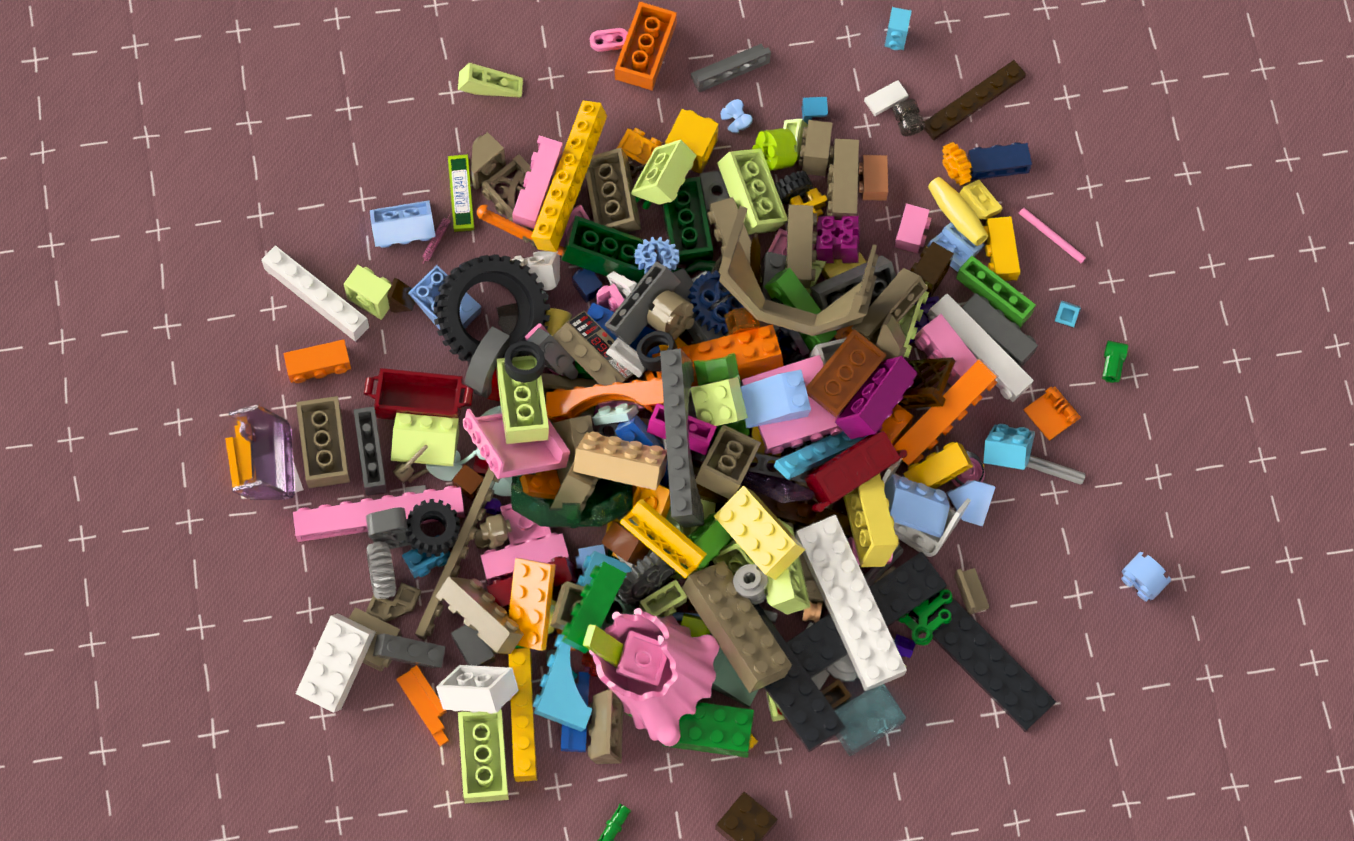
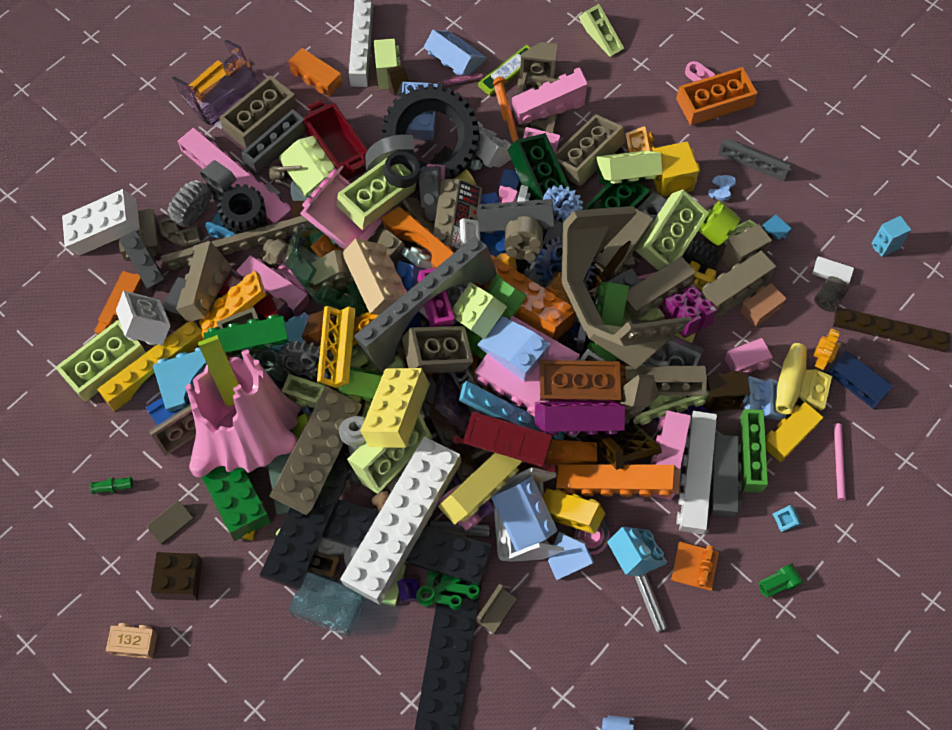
camera: 55 degrees right, 5 degrees down
(569, 176) = (571, 110): yellow brick -> none
(642, 659) = (224, 398): bright pink plate -> none
(650, 341) = (495, 242): black tyre -> none
(689, 799) = (169, 522): none -> dark tan slope

